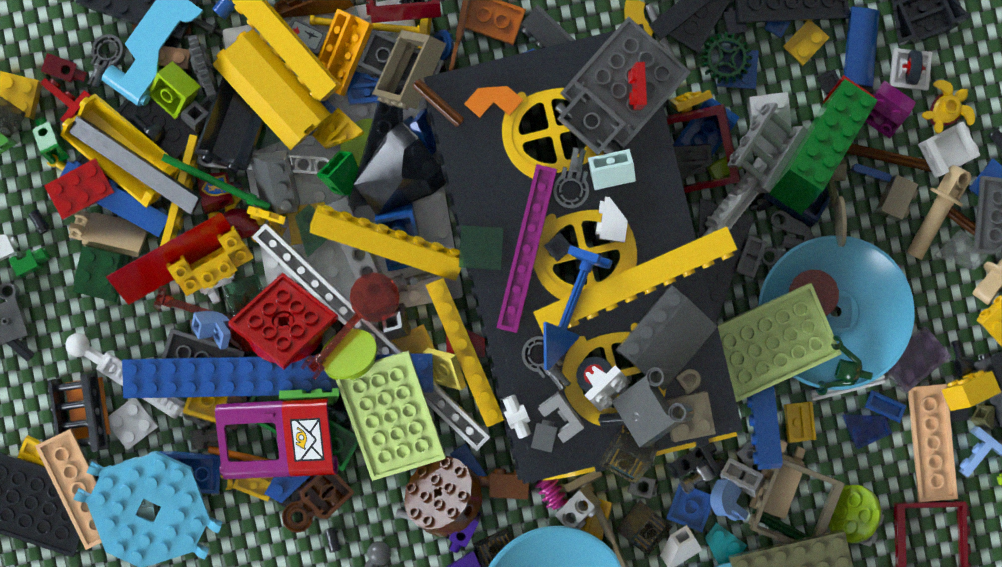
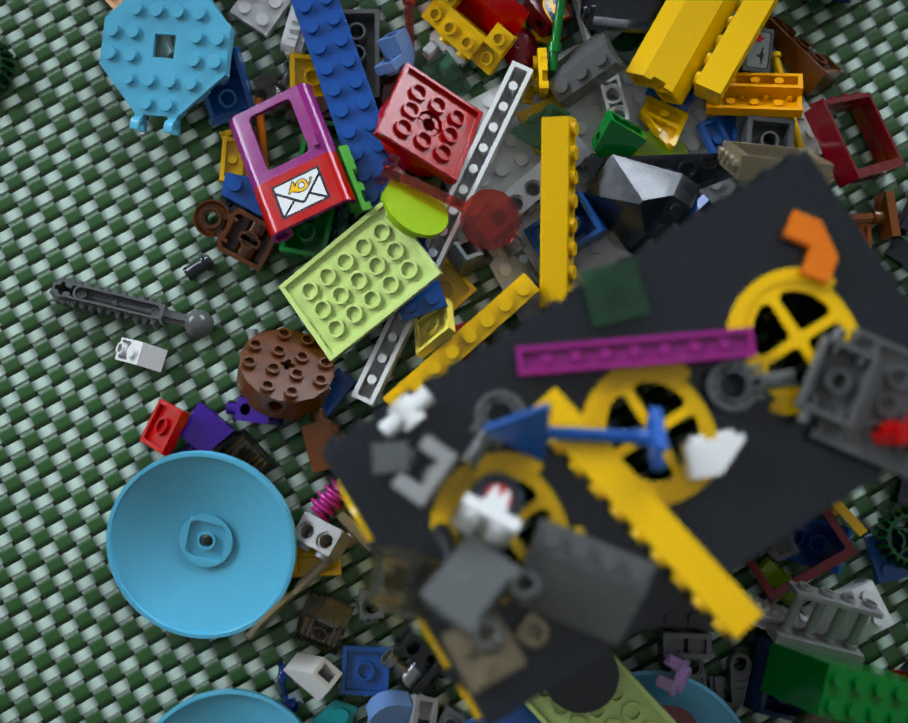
camera: 65 degrees right, 5 degrees down
(436, 101) = (782, 176): reddish brown axle -> none
(558, 246) = (650, 393): black tile -> none
(612, 169) = (782, 430): light aqua brick -> none
(746, 345) = (589, 686): none -> black tile
(771, 271) = (681, 678): none -> lavender piece

